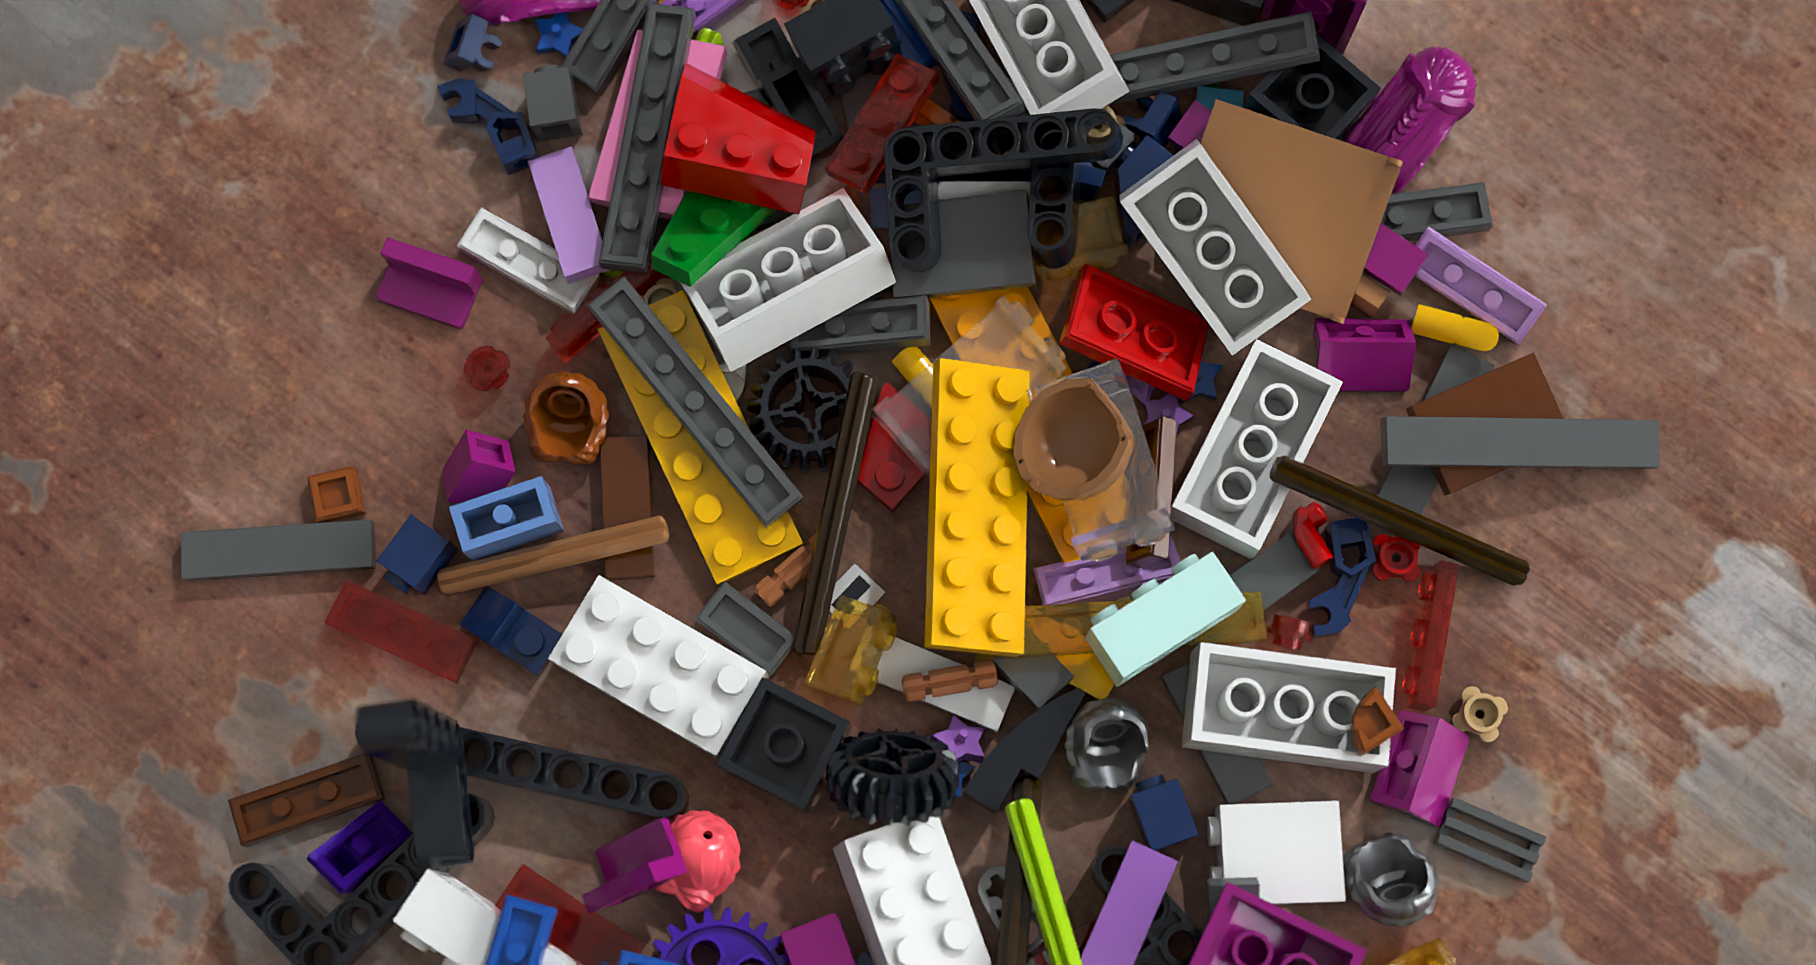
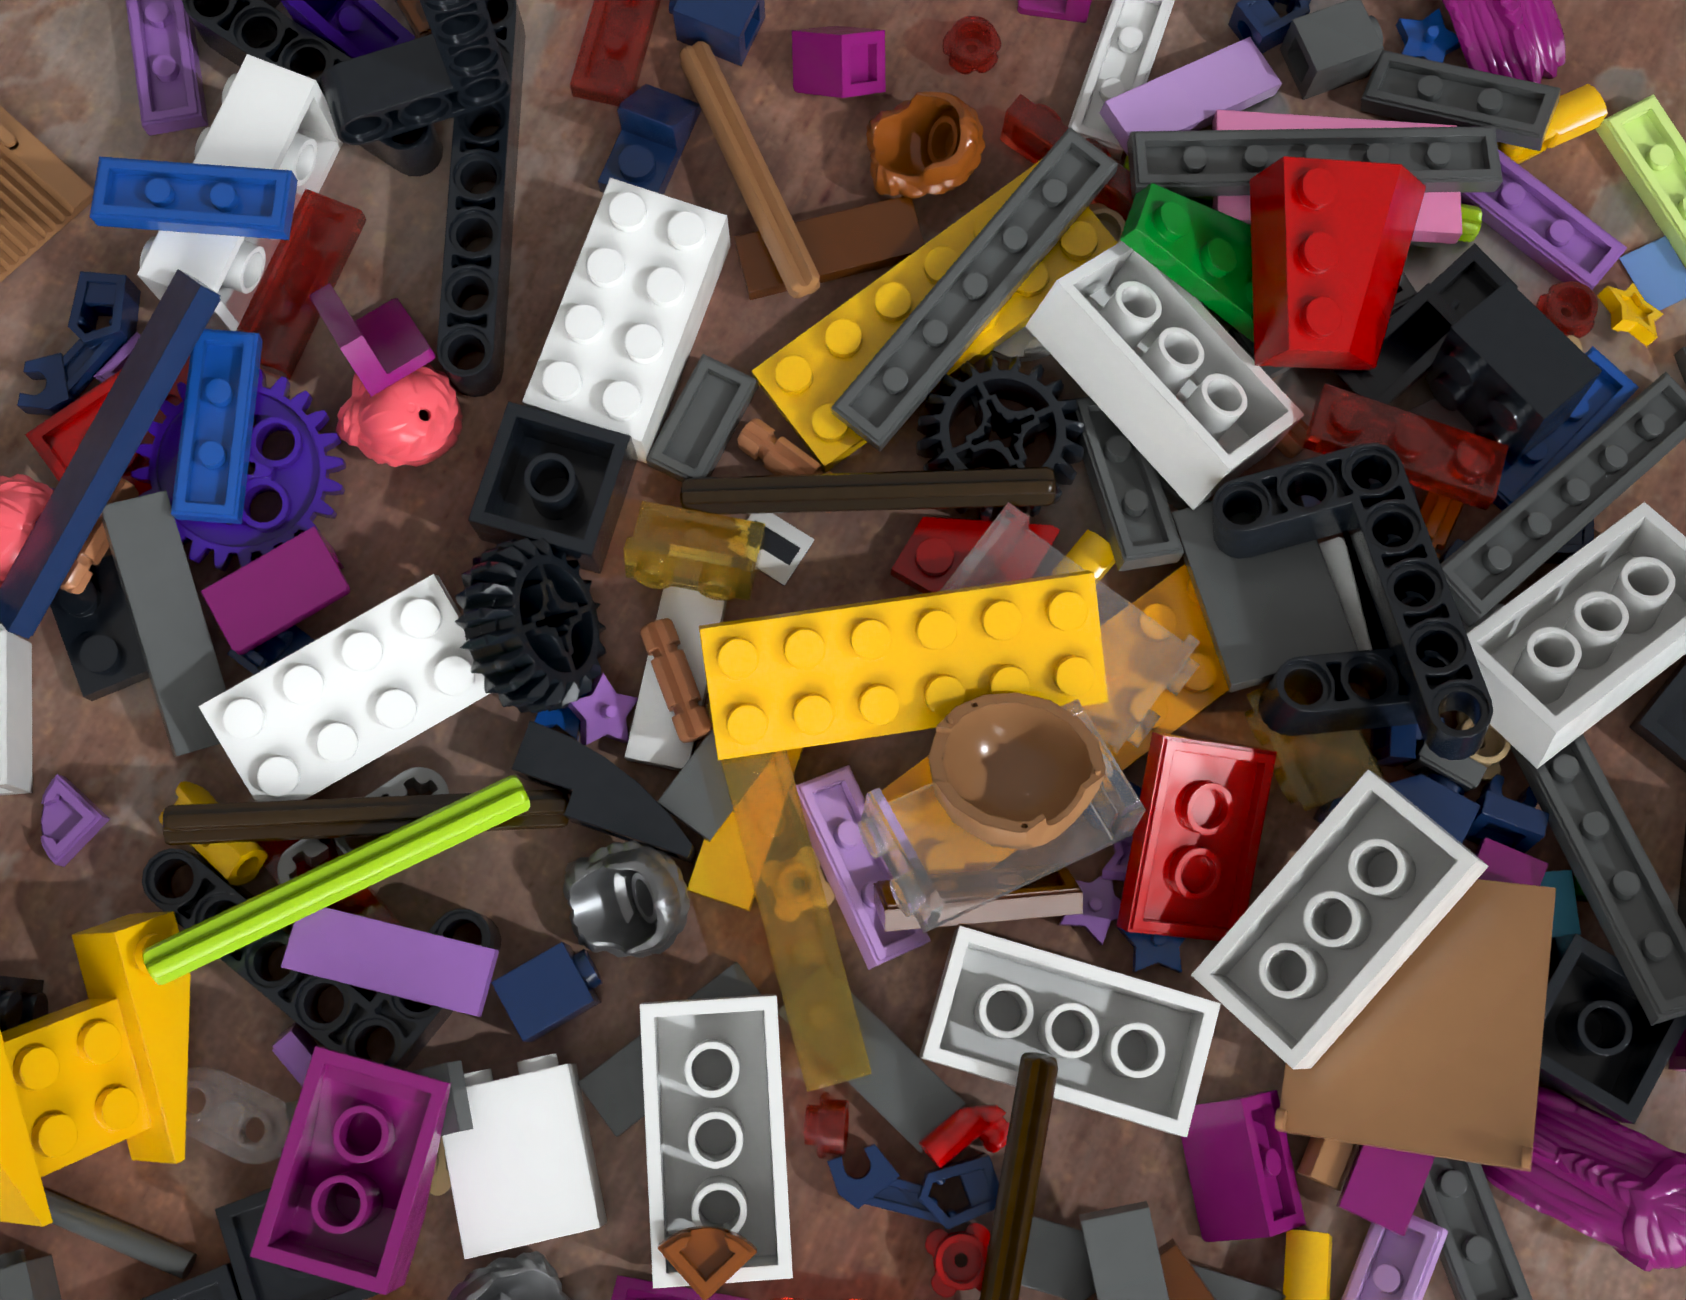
camera: 75 degrees right, 0 degrees up
(506, 519) = (781, 100): medium blue brick -> none
(1163, 617) = (804, 939): light aqua brick -> none

